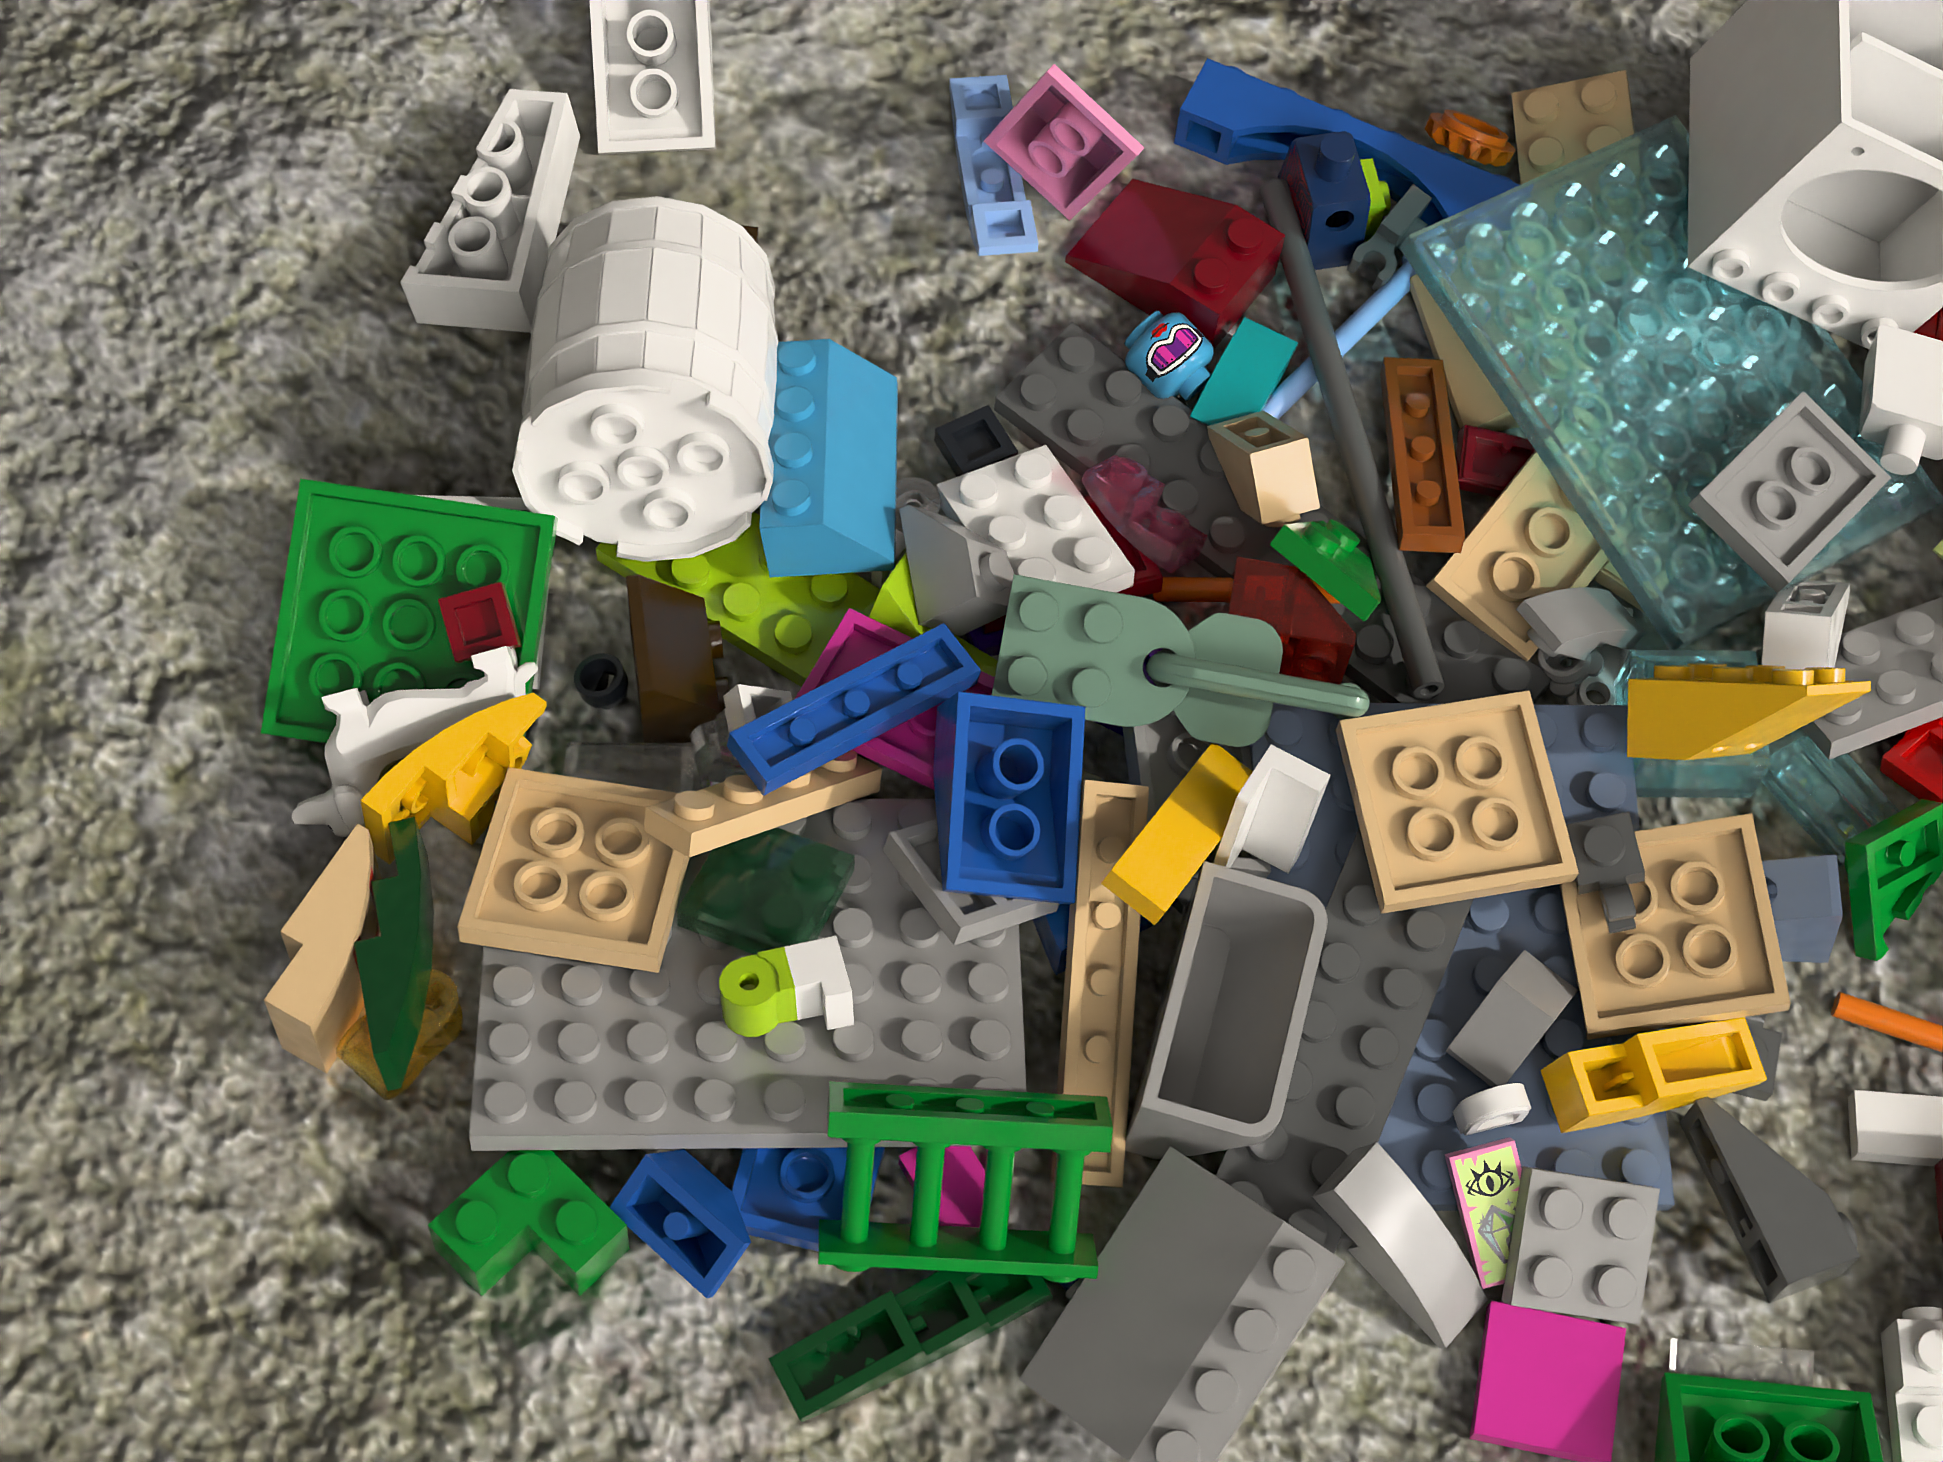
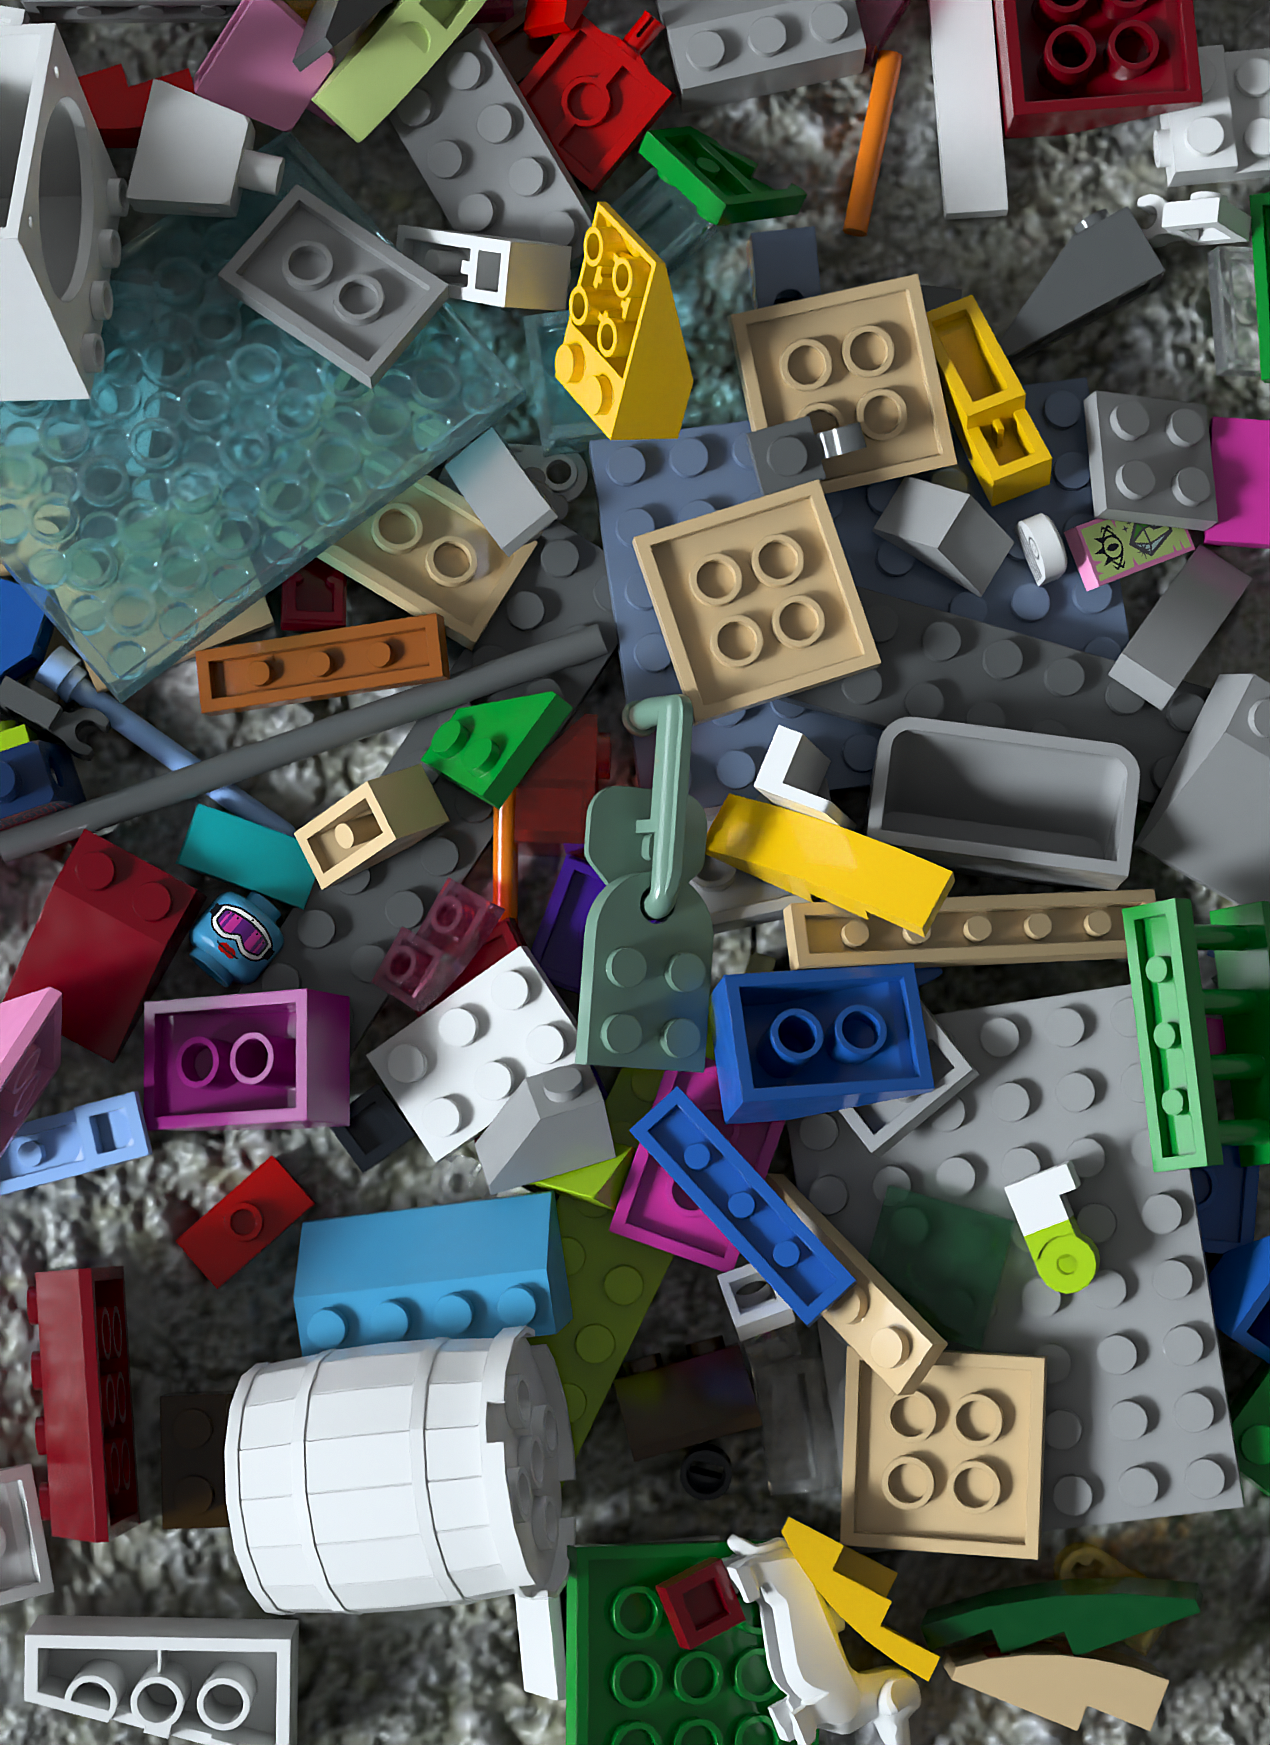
camera: 85 degrees left, 20 degrees up
(770, 175) = (86, 1403): none -> dark red slope
(904, 339) = (245, 1222): none -> red plate
(1052, 341) = (247, 1061): none -> magenta slope
(1844, 1334) = (1198, 221): none -> white plate

